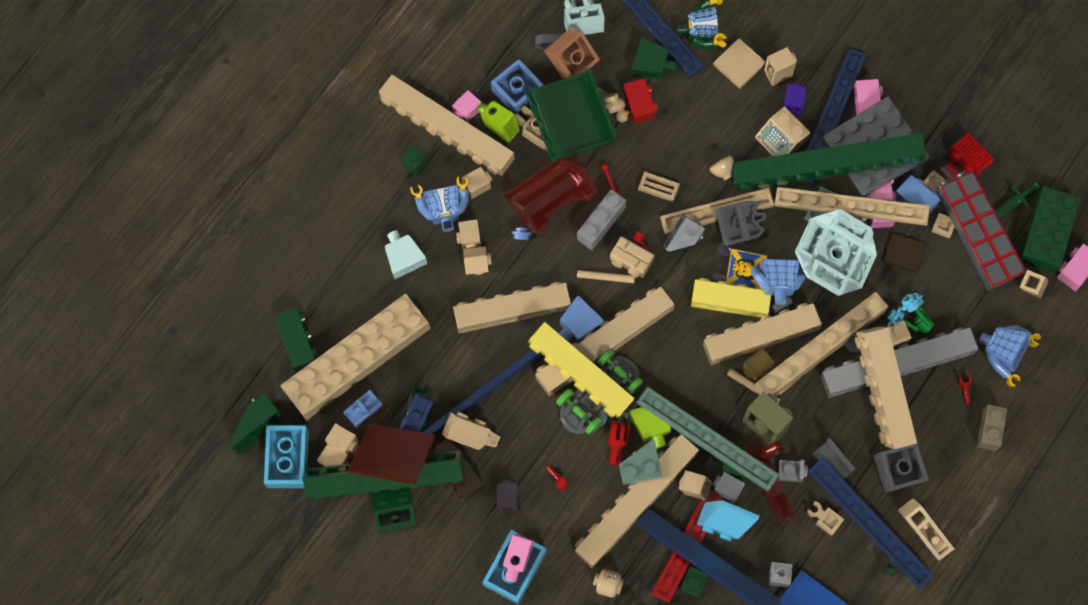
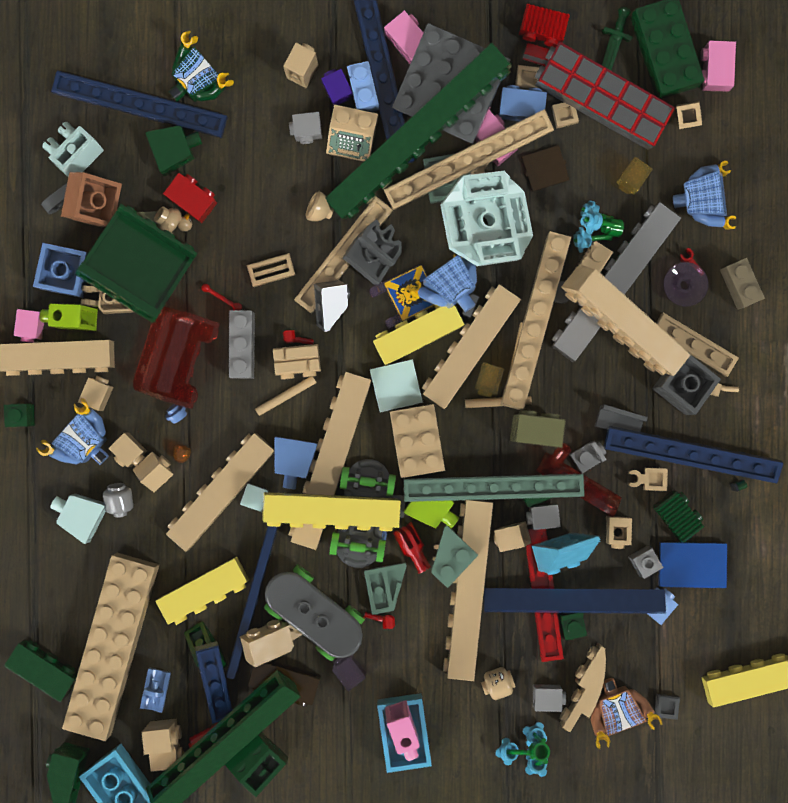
camera: 40 degrees left, 15 degrees up
(391, 454) = (216, 722): clear red piece -> none
(437, 262) = (118, 499): none -> light grey head
(447, 365) = (203, 590): none -> light yellow brick
(503, 263) = (181, 453): none -> clear orange hinge
(513, 434) = (314, 614): none -> dark grey piece
(529, 327) = (253, 497): none -> light aqua tile
(577, 456) = (384, 586): none -> sand green wing
(676, 369) = (417, 441): none -> tan brick
(688, 324) = (396, 386): none -> light aqua tile
(739, 63) = (258, 88): tan tile -> none
(753, 109) = (306, 127): none -> light grey brick
(779, 532) = (625, 526): none -> tan brick
(813, 109) = (363, 87): none -> light blue brick
(828, 560) = (679, 516): none -> dark green brick
(920, 489) = (720, 387): none -> tan hand
(926, 529) = (745, 423): tan slope -> none
(930, 453) = (698, 346): none -> tan tile
(953, 391) = (695, 279): none -> clear purple dish
(964, 299) = (634, 176): none -> clear yellow brick

